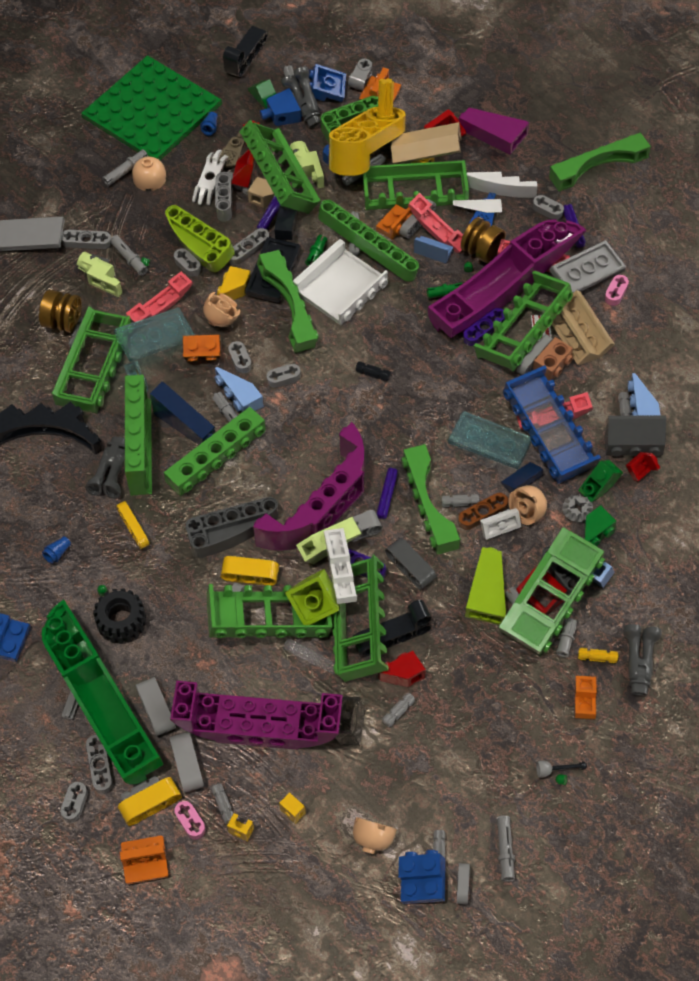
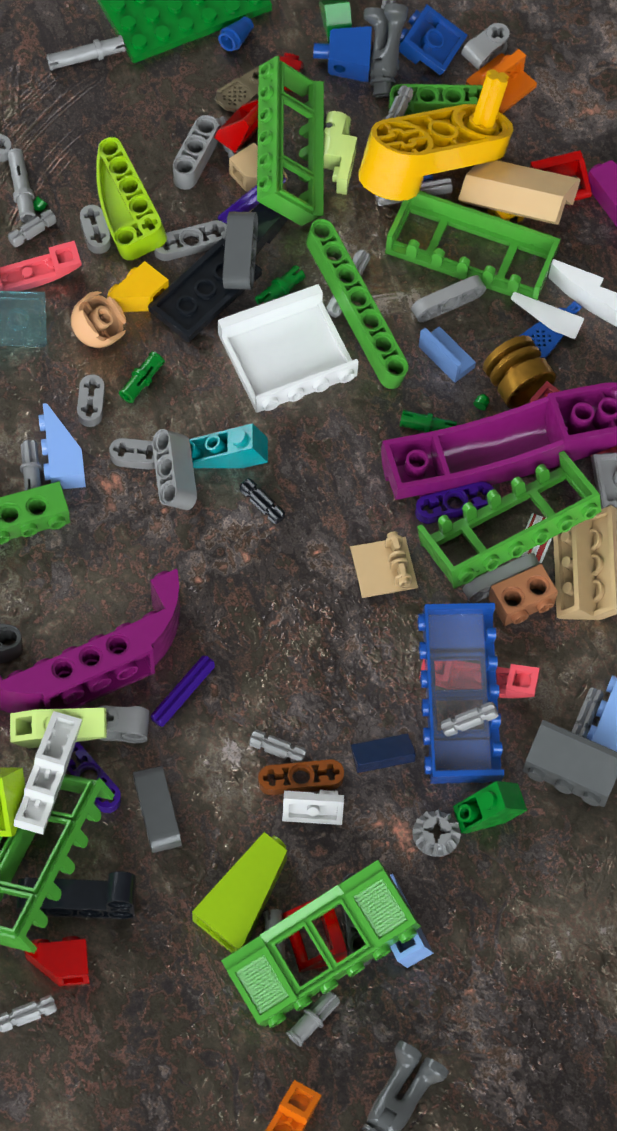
camera: 20 degrees right, 5 degrees up
(149, 173) = (113, 75): light nougat cylinder -> none
(149, 276) = (32, 228): none -> light grey axle
(201, 347) = (45, 363): orange bracket -> none
(208, 185) = (180, 124): white piece -> none
(262, 332) = (141, 377): none -> green pin
(274, 270) = (198, 294): bright green arch -> none
(285, 236) = (240, 250): none -> dark grey beam
(313, 373) = (174, 469): none -> light grey beam
(331, 121) = (400, 102): none -> light grey axle
(335, 351) = (230, 448): none -> teal slope
(393, 220) = (411, 287): orange bracket -> none
(434, 224) = (465, 315): coral slope -> none
(442, 531) = (225, 782): bright green arch -> none
(464, 377) = (384, 566): none -> tan hinge
(490, 440) = (369, 675): clear light blue tile -> none
(529, 502) = (367, 797): light nougat cylinder -> none
(564, 435) = (469, 719): none -> light grey axle
(597, 655) = (343, 1064): yellow axle -> none
(598, 526) = (445, 874): green slope -> none
(641, 465) = (560, 812): red bracket -> none

